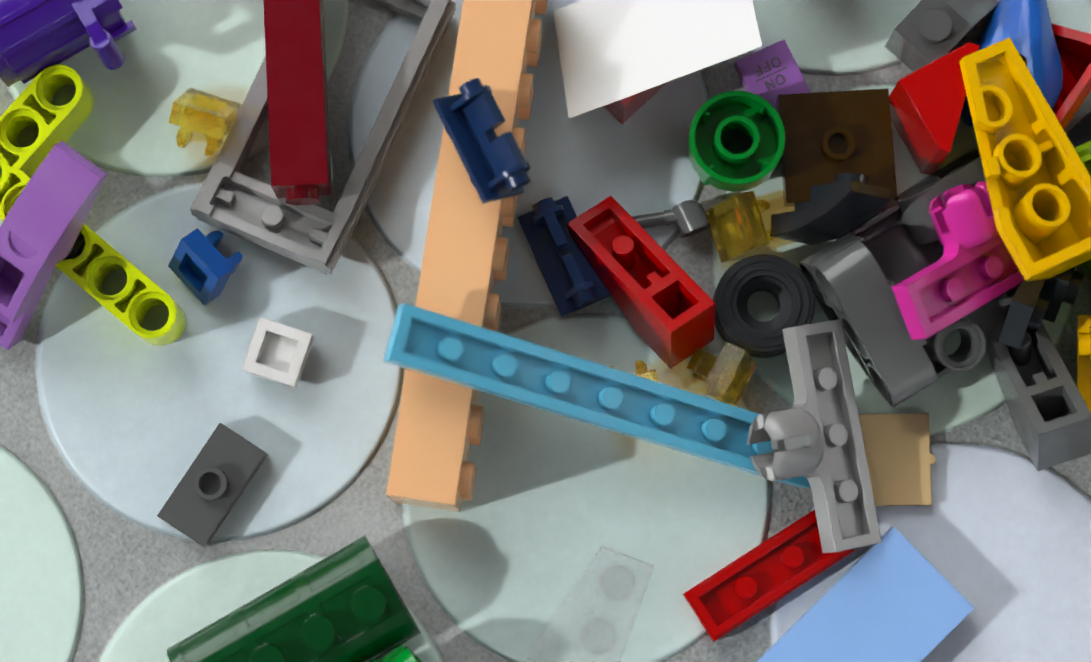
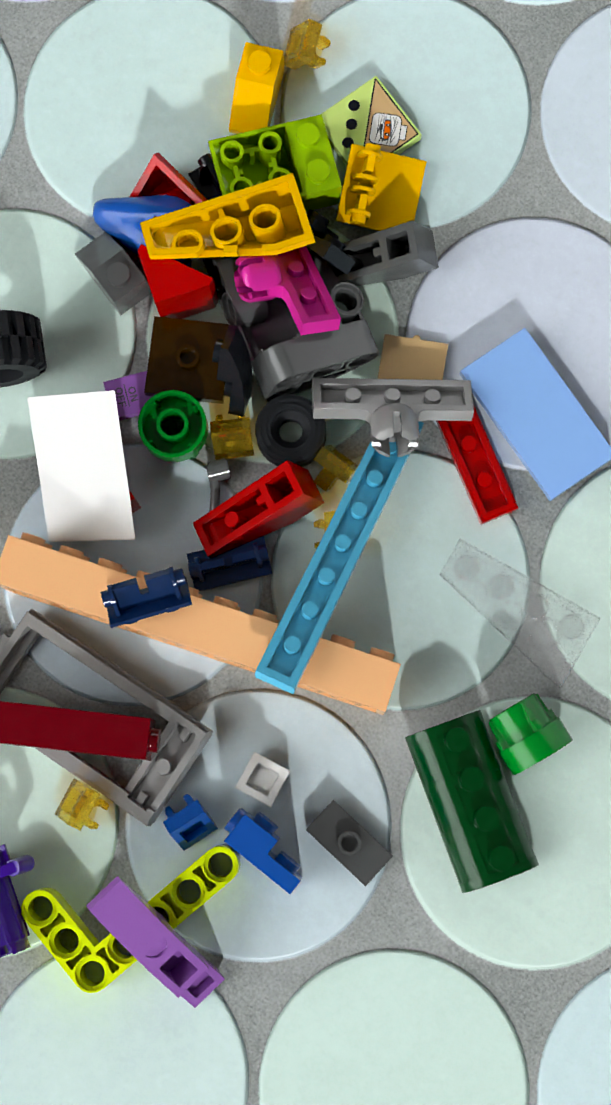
camera: 75 degrees left, 0 degrees up
(189, 352) = (254, 840): none -> blue plate

